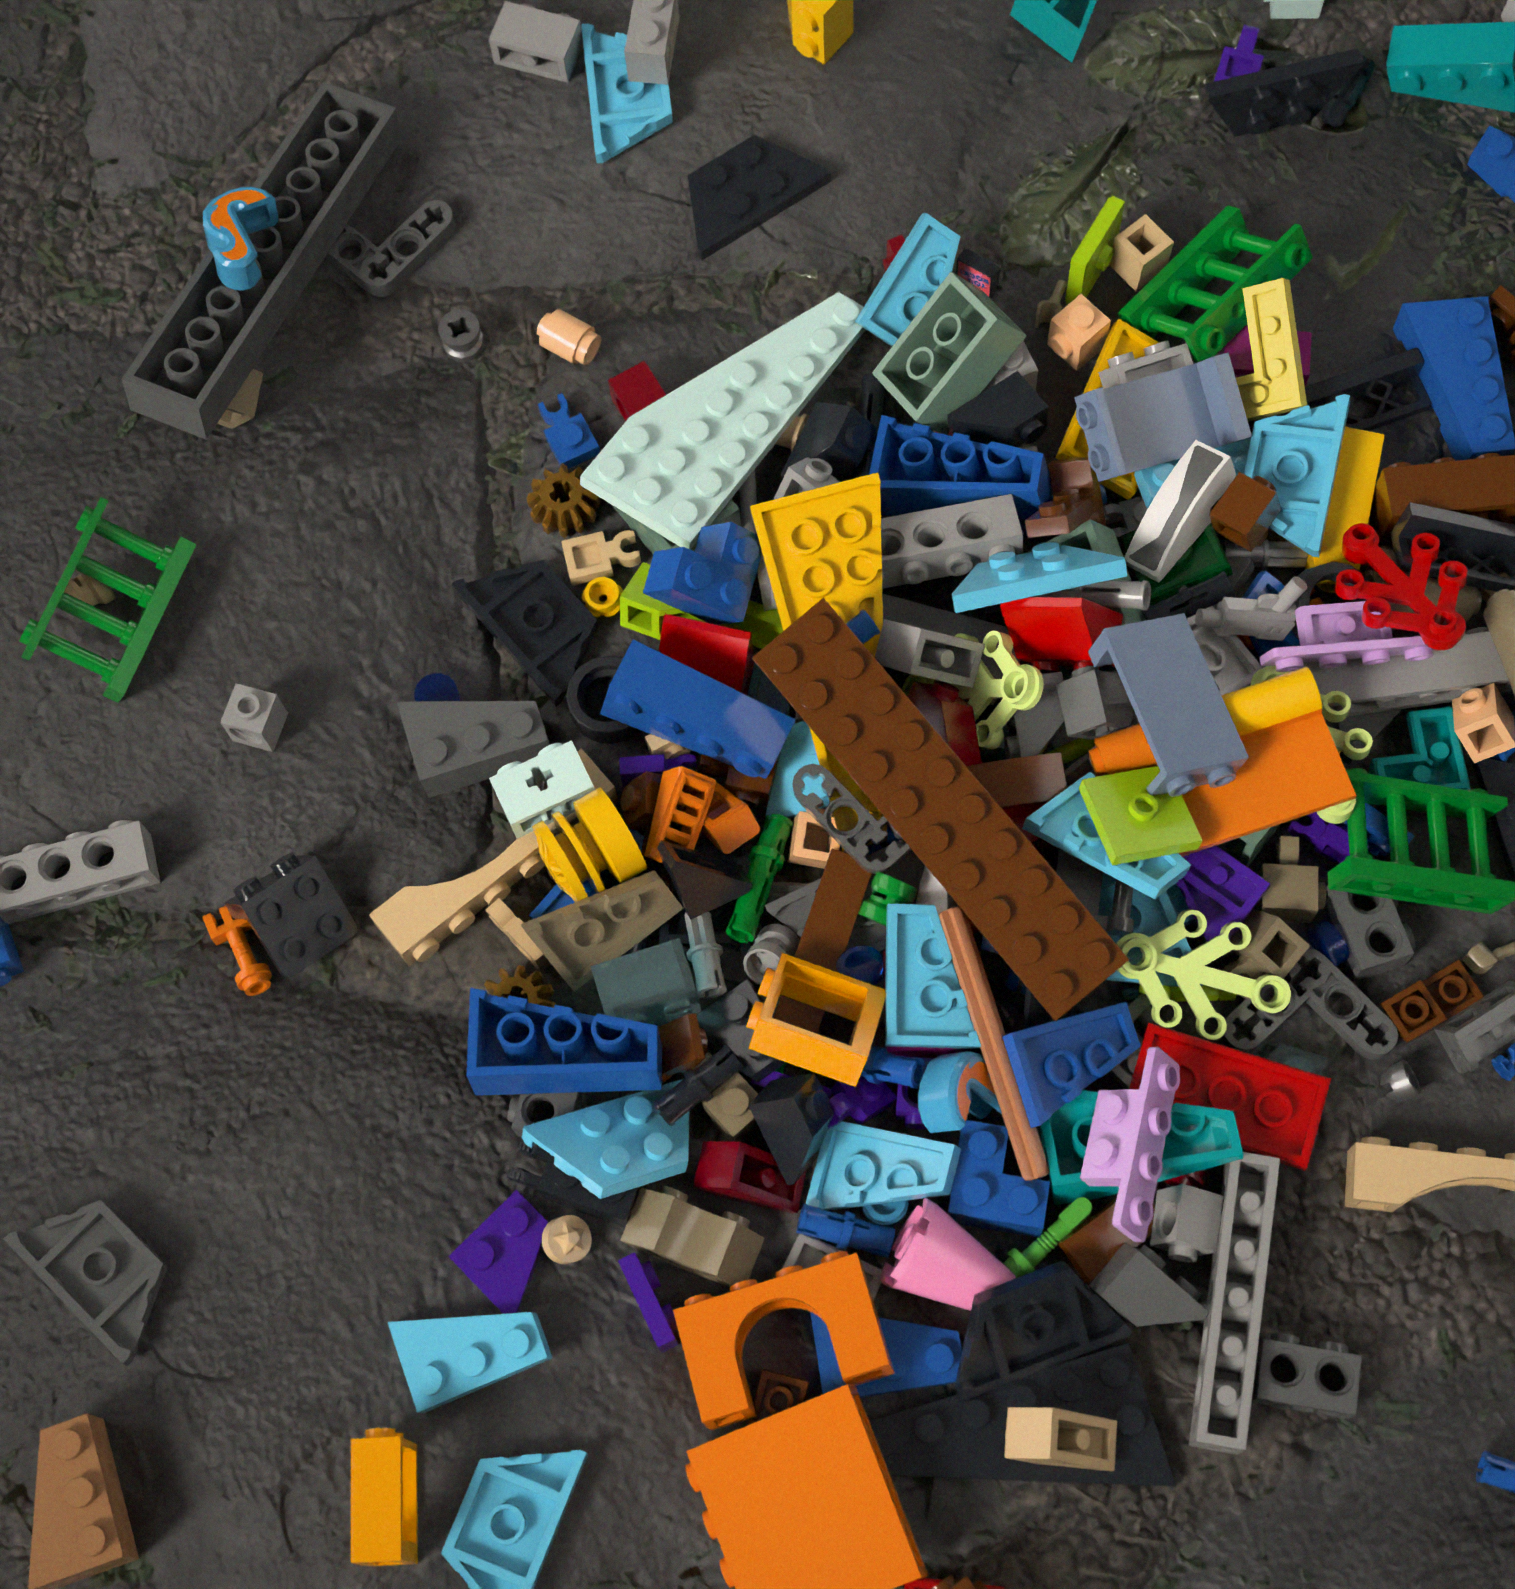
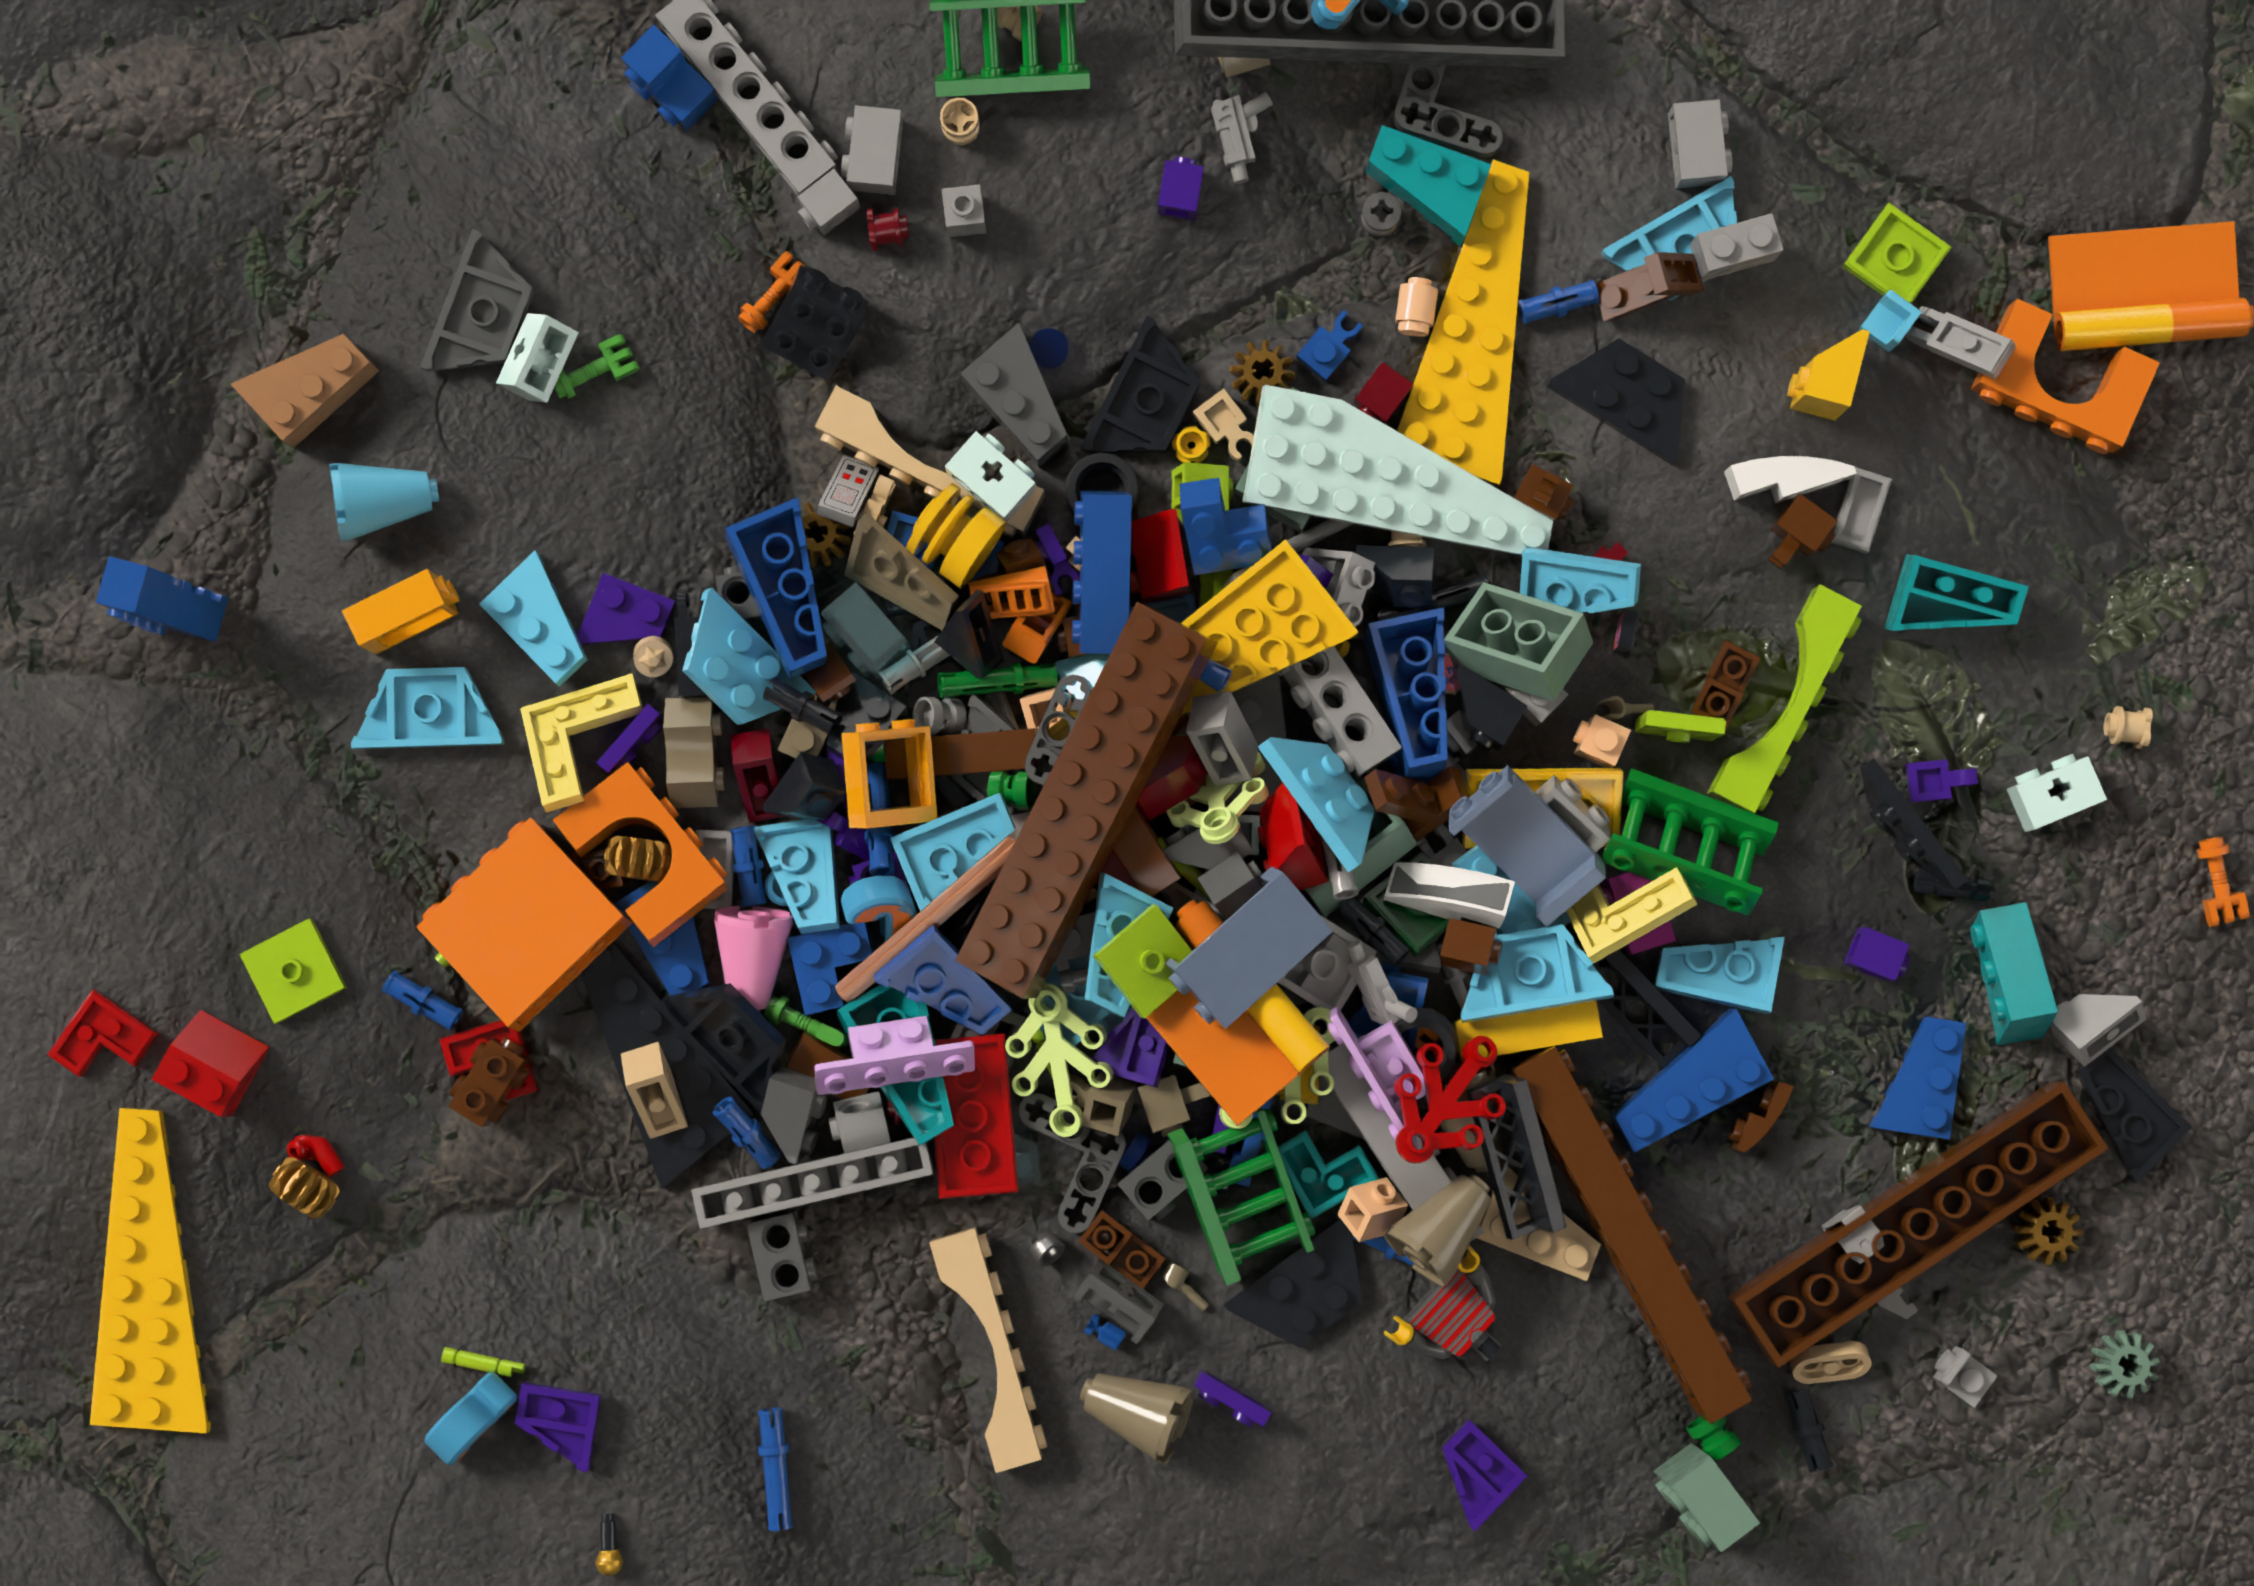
camera: 60 degrees right, 15 degrees up
(145, 782) = (873, 149): none -> light grey brick
(157, 677) = (959, 113): none -> tan wheel
(174, 850) = (827, 203): none -> light grey brick
(179, 1224) = (537, 357): none -> light aqua brick
(222, 1210) = (609, 361): none -> bright green hinge
(232, 802) = (887, 228): none -> dark red brick
(241, 1477) = (378, 497): none -> medium azure cone
(306, 434) = (1233, 125): none -> light grey piece
(341, 504) = (1180, 188): none -> dark purple brick
(450, 273) = (1429, 178): none -> teal wedge
(487, 951) = (847, 491): none -> light grey tile
(588, 1380) = (555, 719): none -> light yellow plate
(623, 234) = (1533, 308): none -> blue pin
(628, 304) = (1467, 366): none -> yellow wing
(649, 128) = (1653, 282): none -> reddish brown bracket
(786, 1346) = (637, 858): none -> pearl gold gear
(805, 287) = (1545, 493): none -> reddish brown brick
(862, 964) = (951, 791): clear blue tile -> none
(888, 84) = (1785, 476): none -> white slope
(946, 88) = (1803, 529): none -> reddish brown brick
(950, 39) = (1861, 510): none -> light grey tile
(1056, 109) = (1821, 631): none -> lime arch
(1062, 206) = (1725, 682): none -> reddish brown slope
(1141, 252) = (1699, 765): tan brick -> none
(1149, 1355) = (746, 1132): none -> blue pin
(1357, 313) = (1727, 974): none -> medium azure wing
(1391, 174) = (1878, 955): none -> dark purple brick

